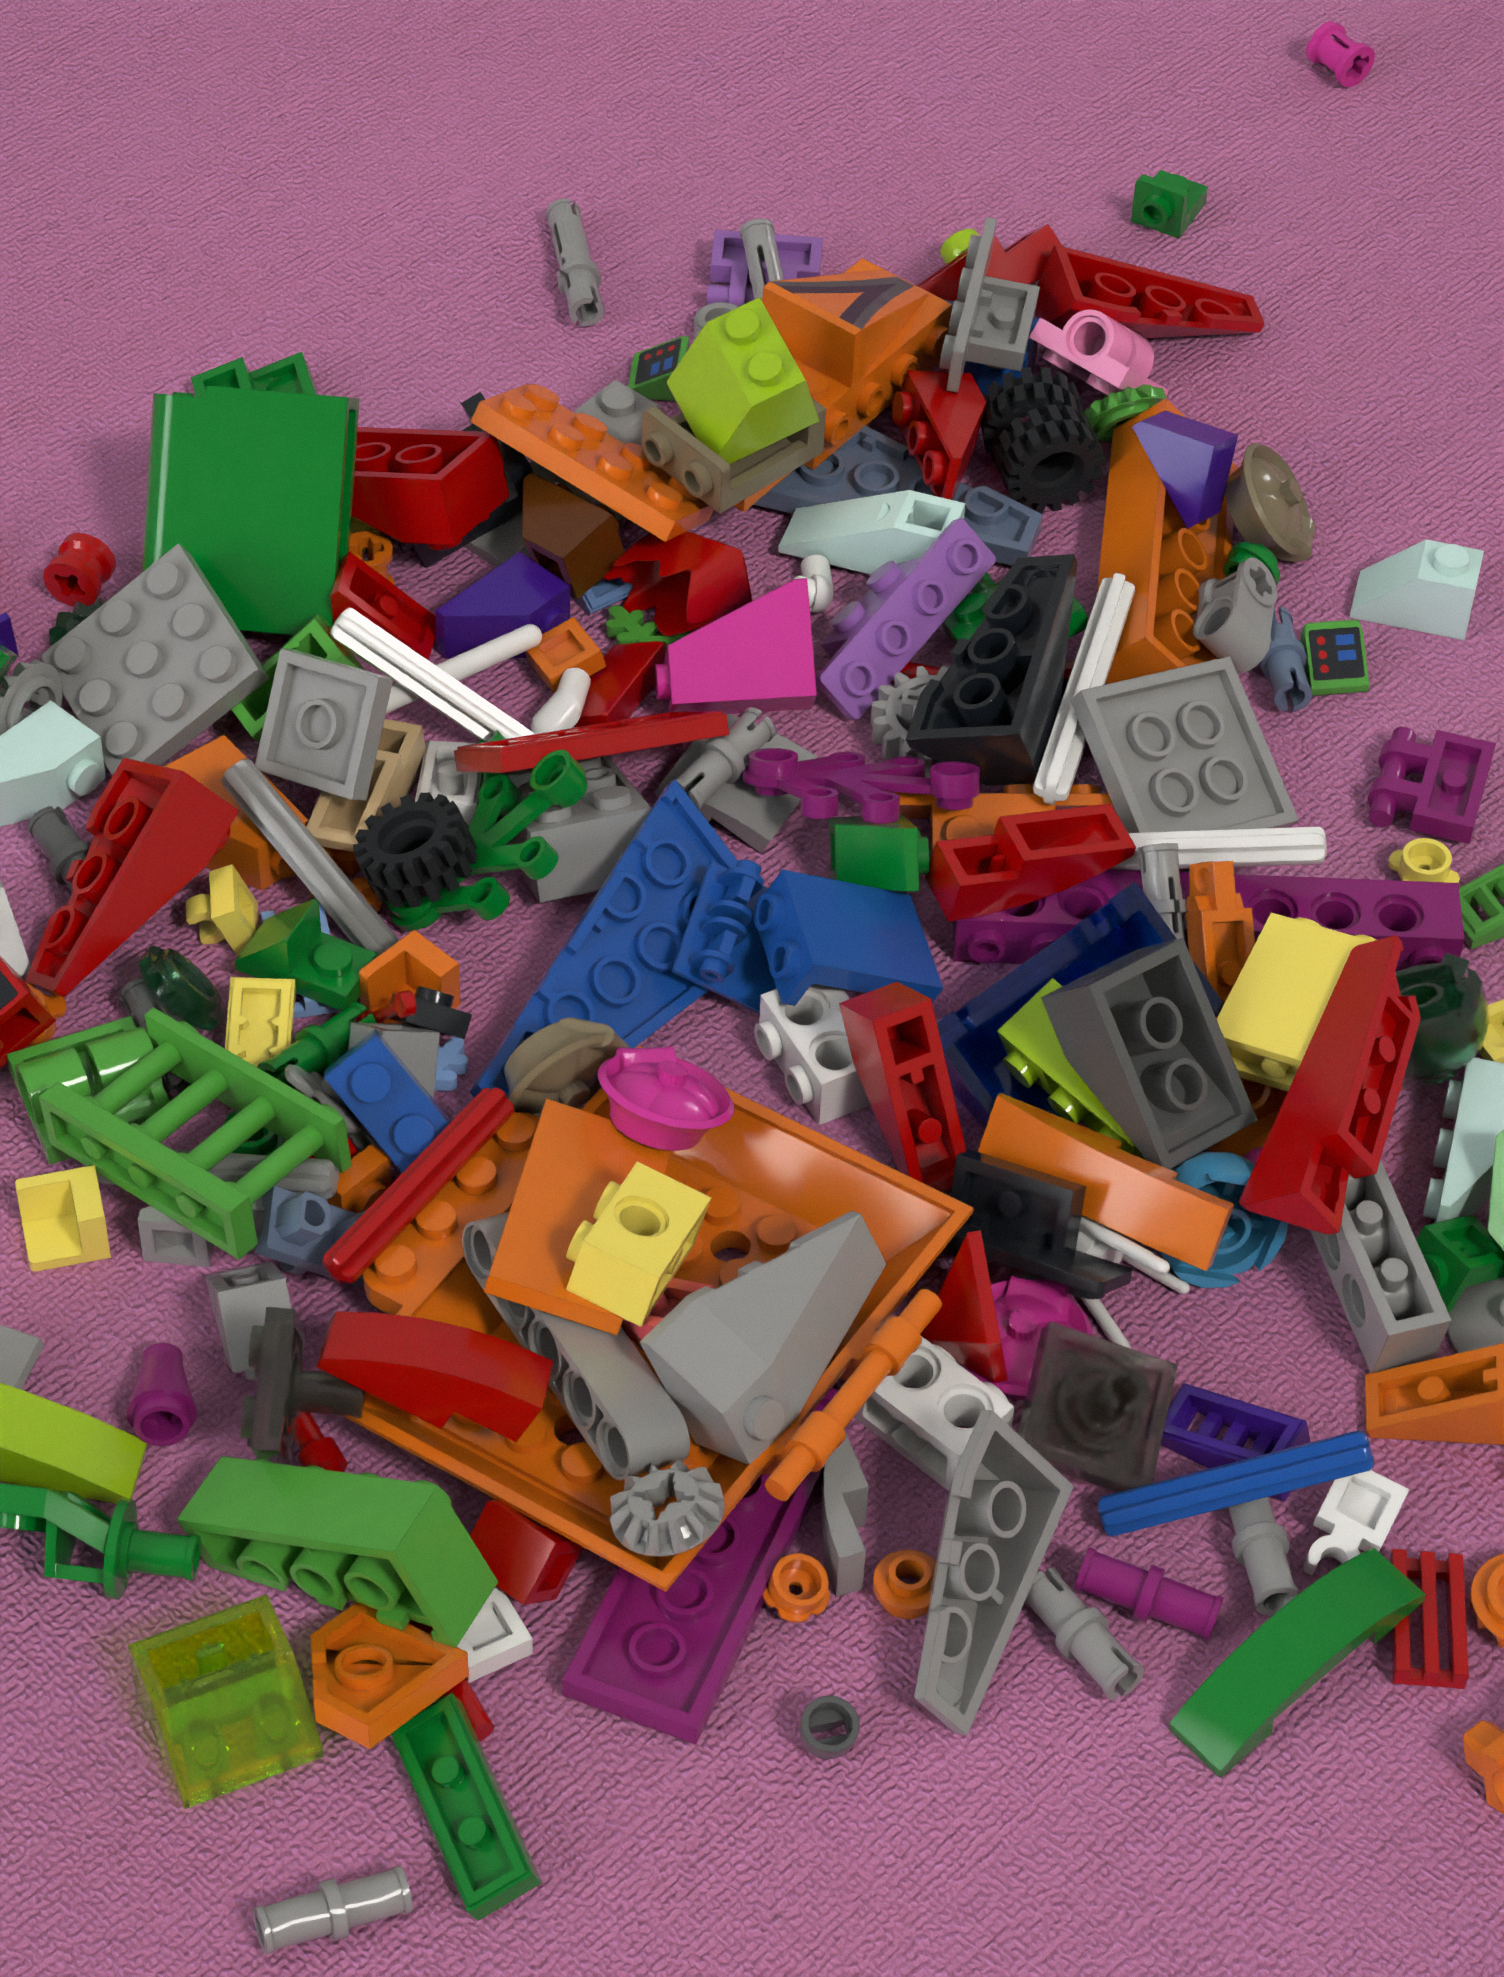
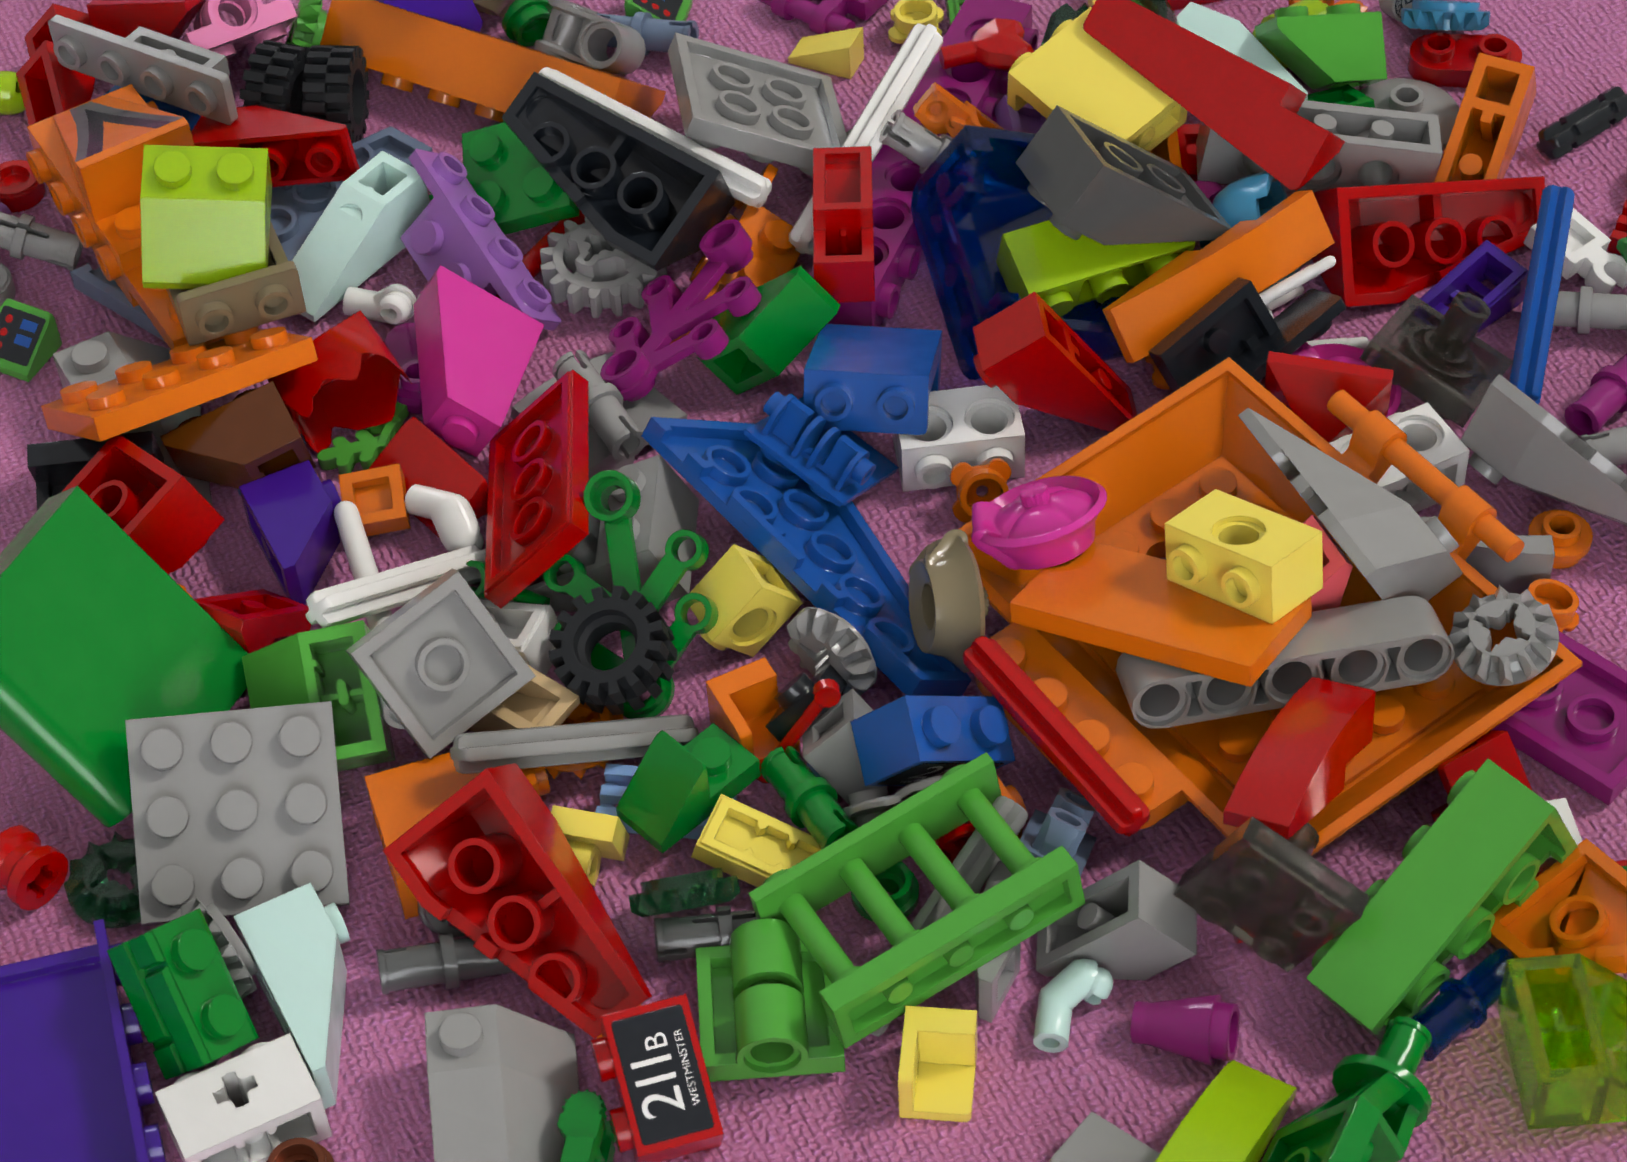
camera: 65 degrees left, 0 degrees up
(168, 1295) = (1058, 998): none -> light aqua arm
(225, 1587) = (1463, 1002): none -> clear blue axle
(493, 1012) = (828, 639): none -> light grey gear
(528, 934) = (749, 598): none -> light yellow brick
(760, 1078) = (969, 478): none -> orange plate
(1288, 1346) = (1415, 233): none -> red wedge
(1343, 816) = (831, 53): none -> light yellow piece
(1363, 912) = (992, 46): none -> red rock

